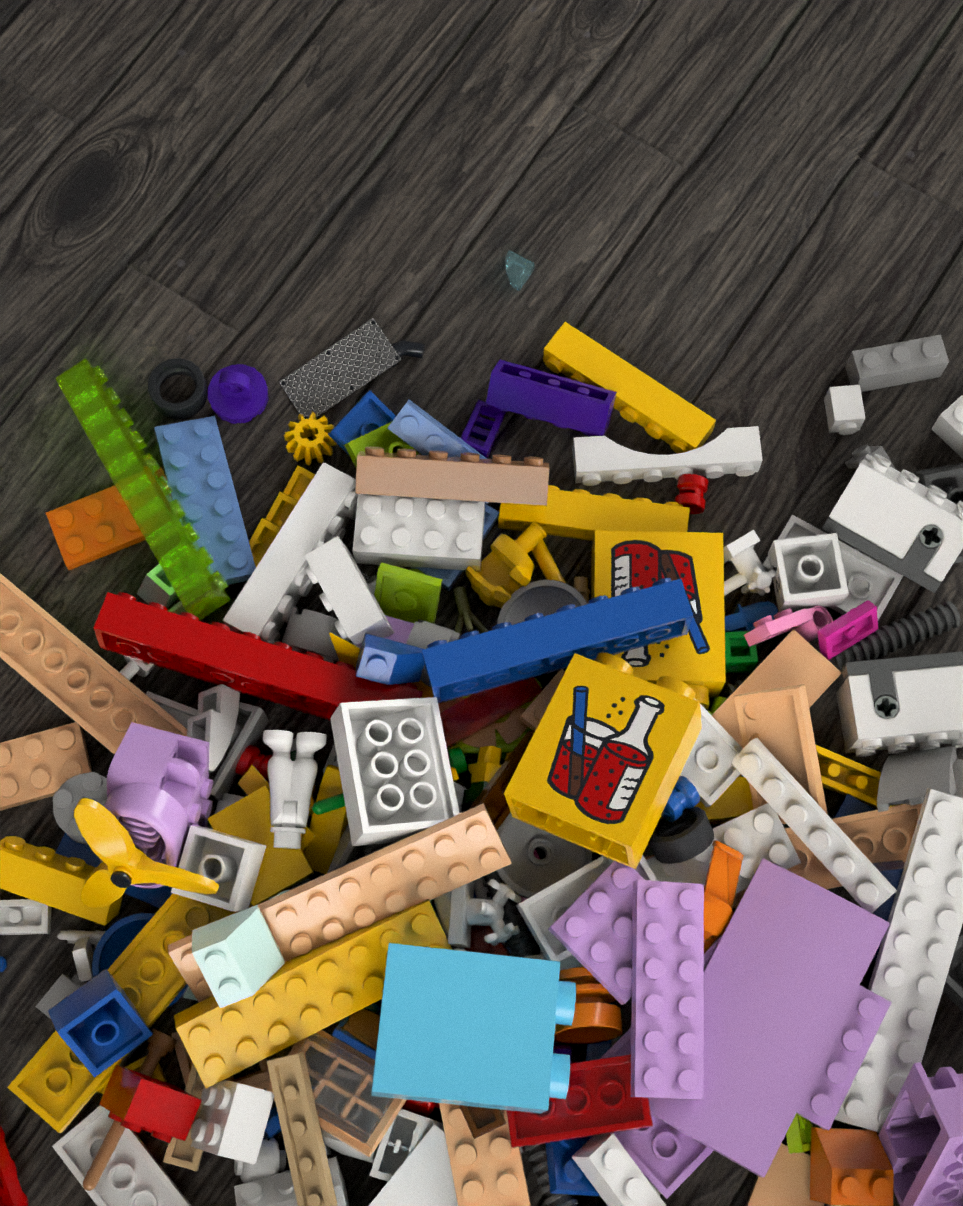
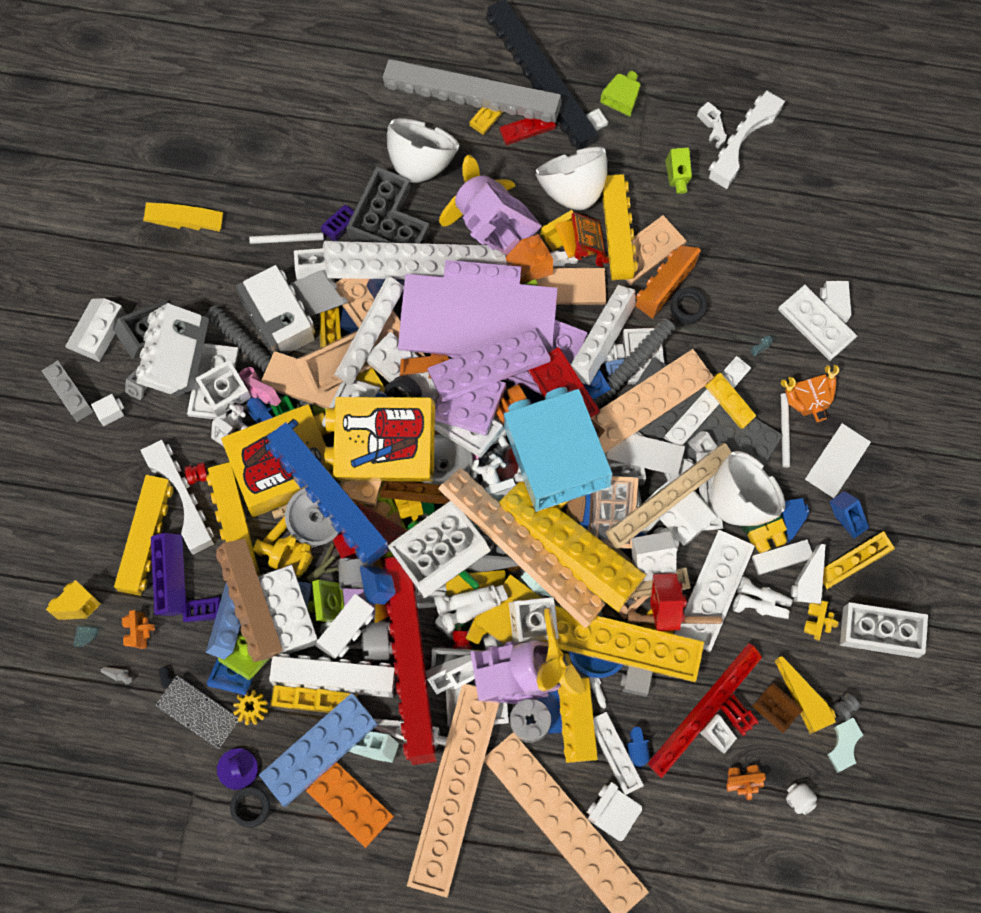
camera: 120 degrees left, 0 degrees up
(83, 958) = (610, 683): white tile -> none
(99, 1023) = (641, 646): blue slope -> none
(143, 490) = (327, 788): clear neon green brick -> none
(236, 955) = (575, 584): light aqua slope -> none
(443, 292) = (117, 674): none -> light grey bar
(492, 335) = (139, 629): none -> orange hips
(566, 265) = (73, 603): none -> yellow slope
(848, 629) = (243, 354): dark pink plate -> none

